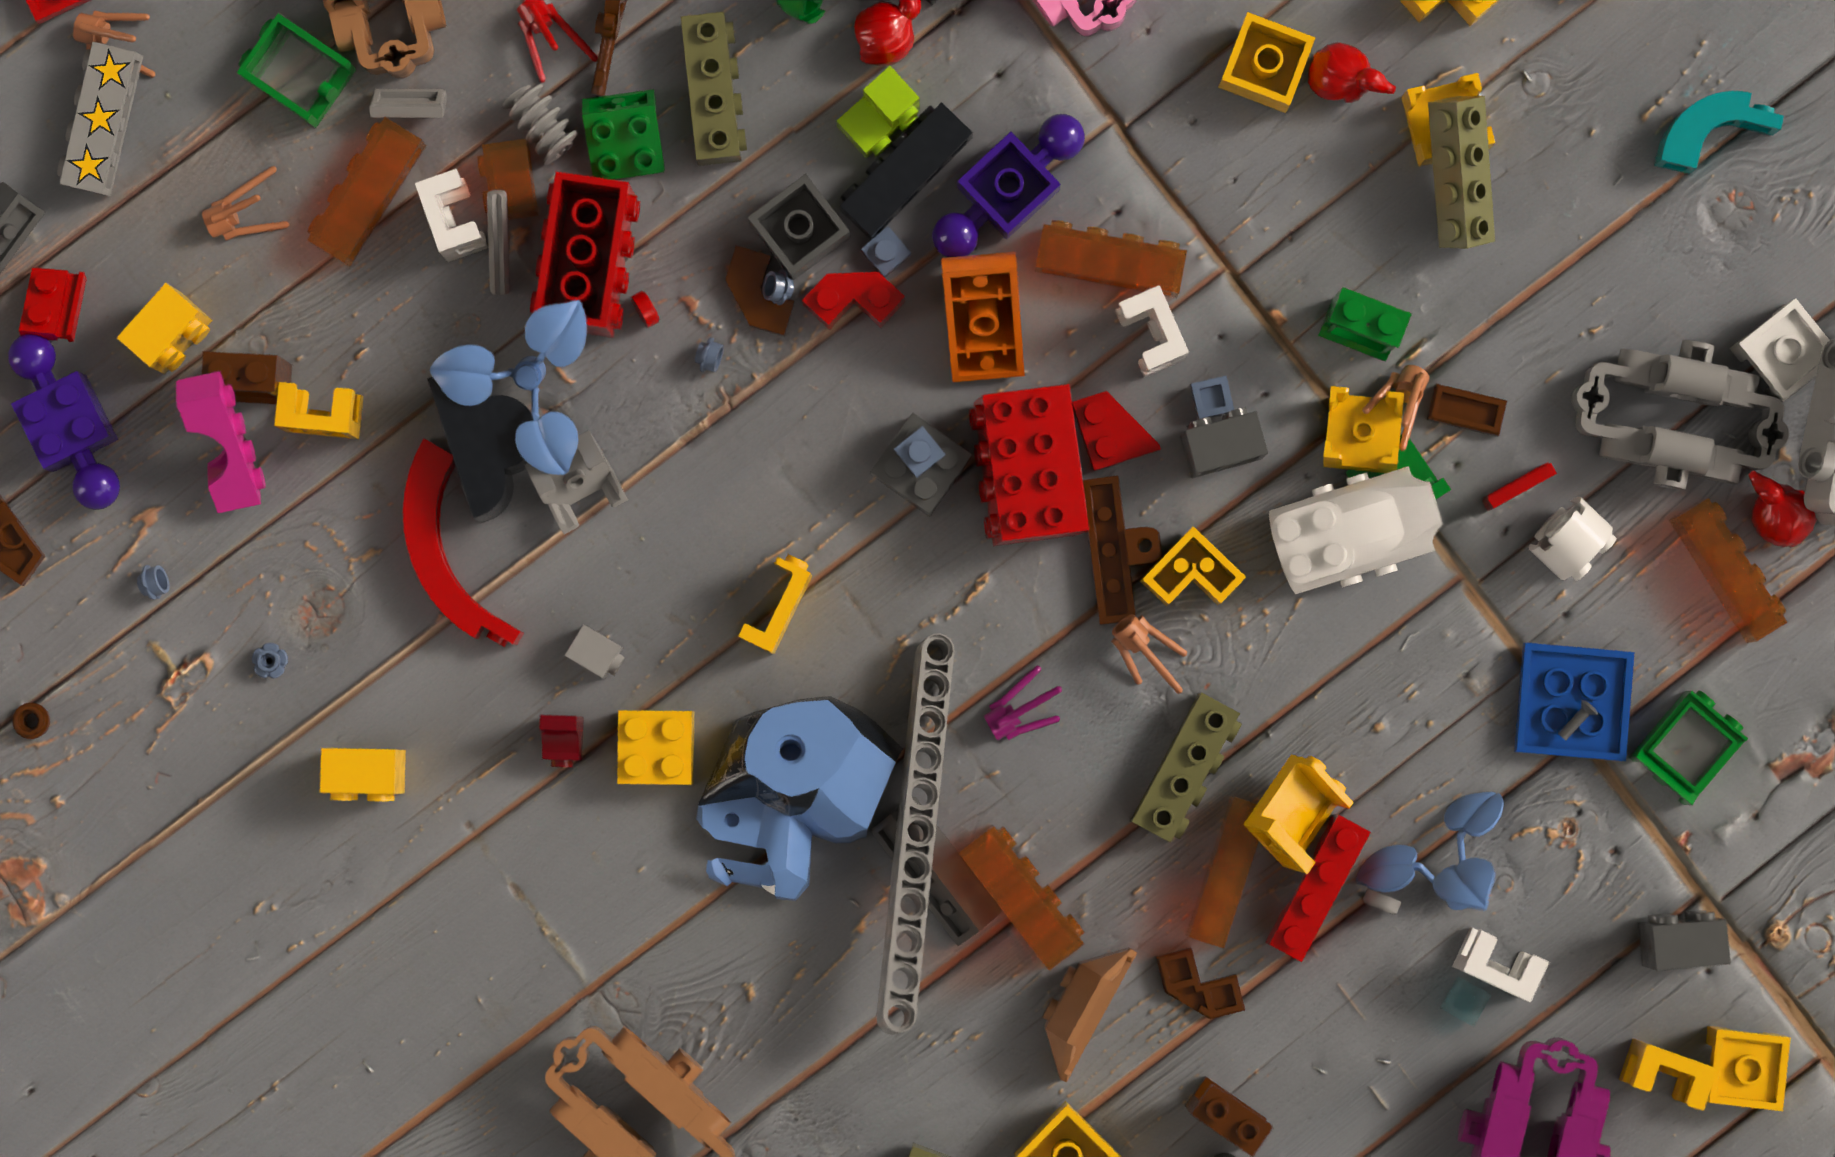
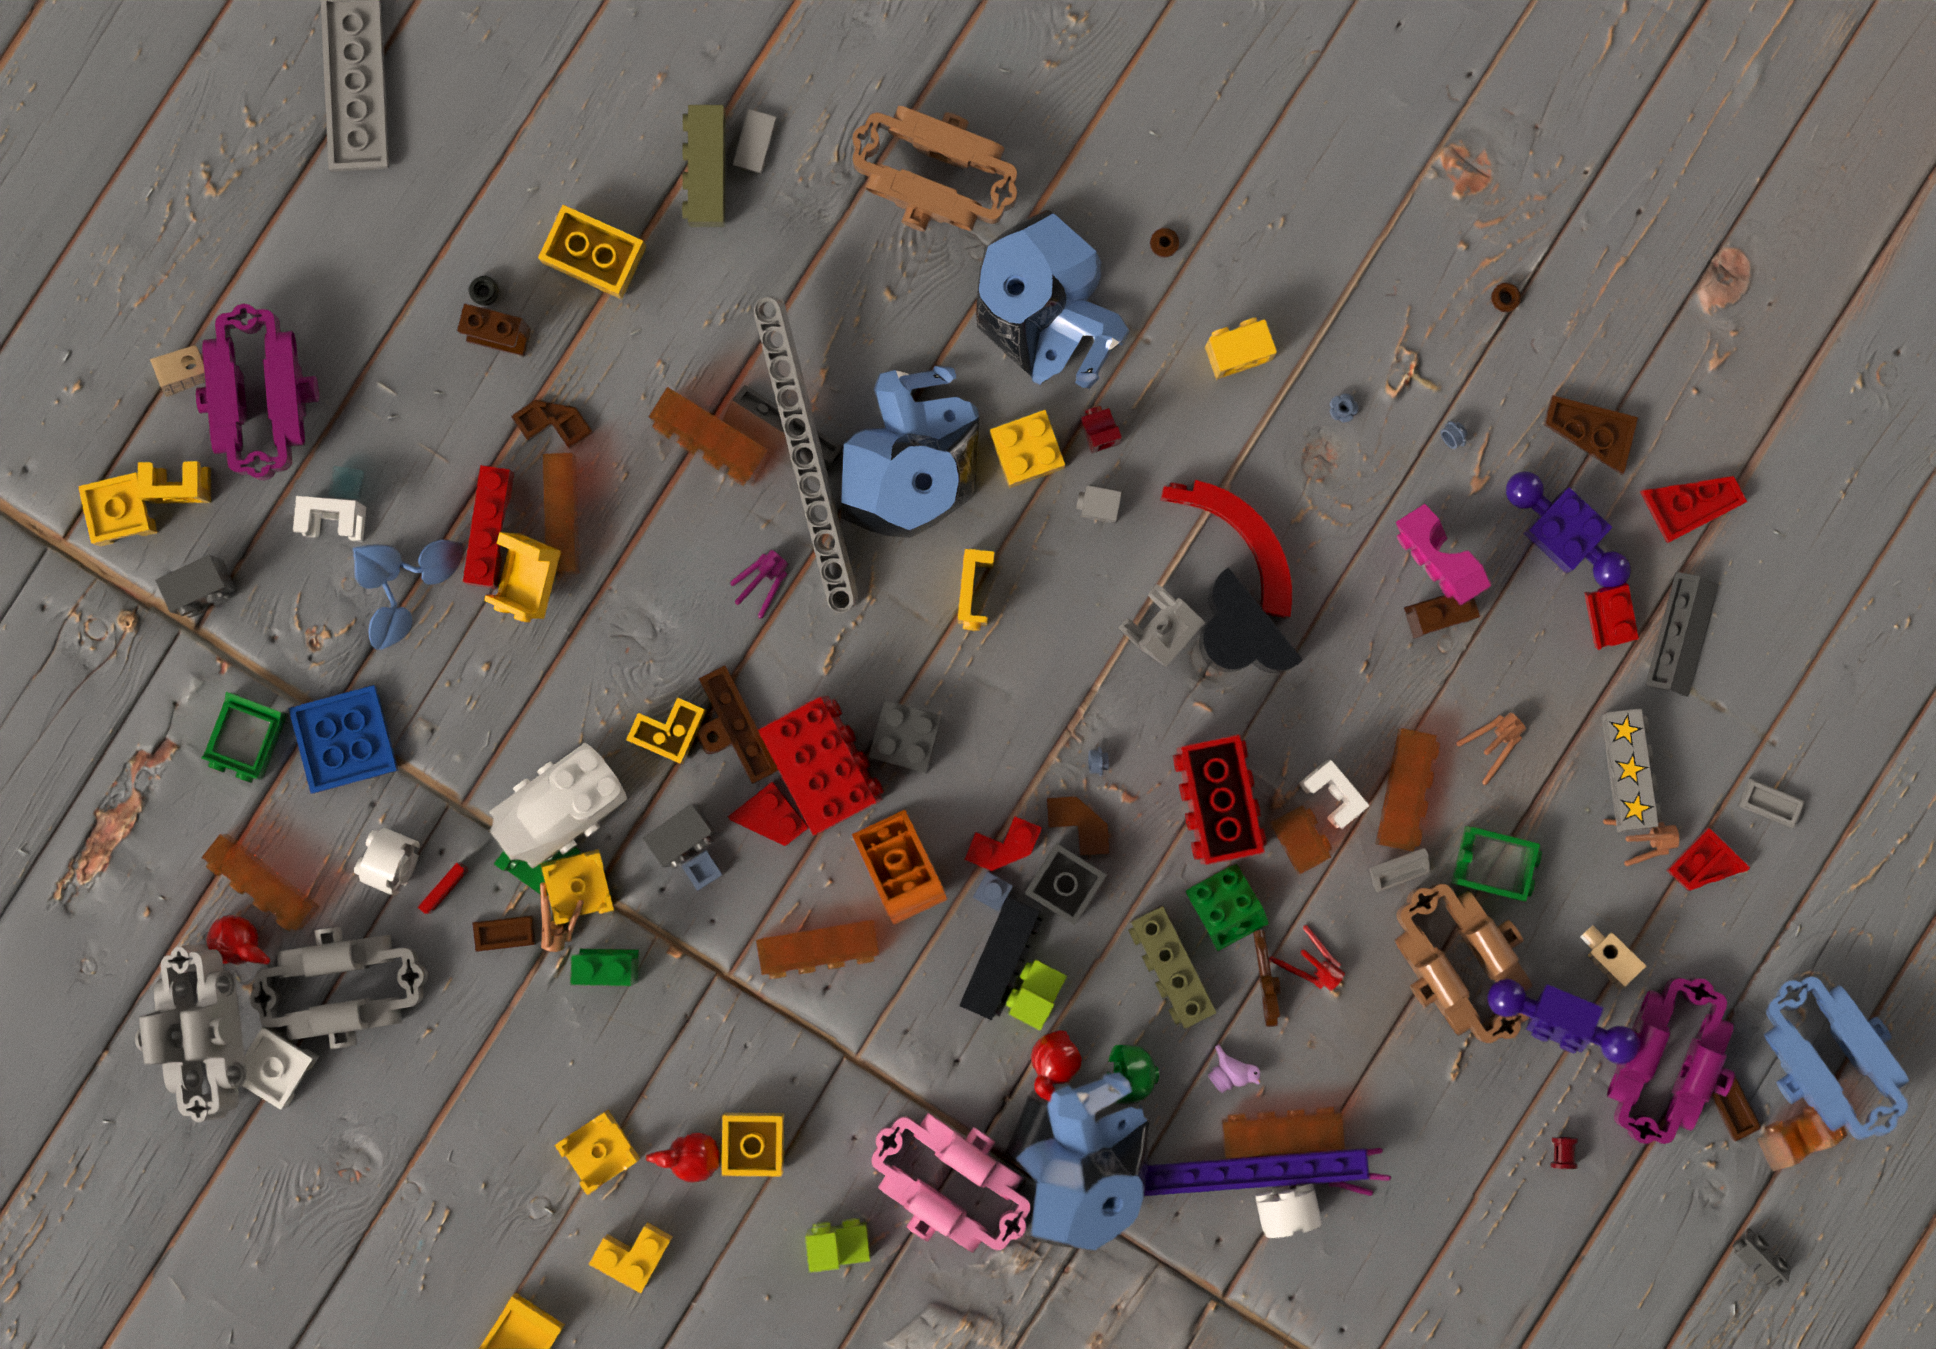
camera: 160 degrees right, 0 degrees up
(165, 329) = (1517, 627): yellow brick -> none
(293, 417) = (1397, 601): yellow panel -> none
(415, 928) = (1160, 251): none -> reddish brown plate
(498, 242) = (1290, 787): light grey axle -> none
(540, 122) = (1293, 893): light grey piece -> none
(556, 333) = (1221, 726): medium blue plant -> none
(580, 917) = (1036, 299): none -> medium blue piece
(645, 309) = (1159, 779): red tile -> none
(778, 287) = (1064, 832): sand blue plate -> none
(919, 452) = (908, 742): sand blue plate -> none
(1008, 185) = (916, 975): dark purple brick -> none
(1082, 1006) = (634, 374): medium nougat wedge -> none
(1132, 635) = (697, 664): nougat plant -> none
(1161, 325) = (759, 908): white panel -> none
(1185, 768) = (621, 580): olive brick -> none
(1381, 901) = (435, 534): light grey tile -> none
(1461, 172) = (572, 1113): olive brick -> none
(1585, 711) = (331, 734): dark grey piece -> none
(1685, 136) = (408, 1214): teal arch -> none

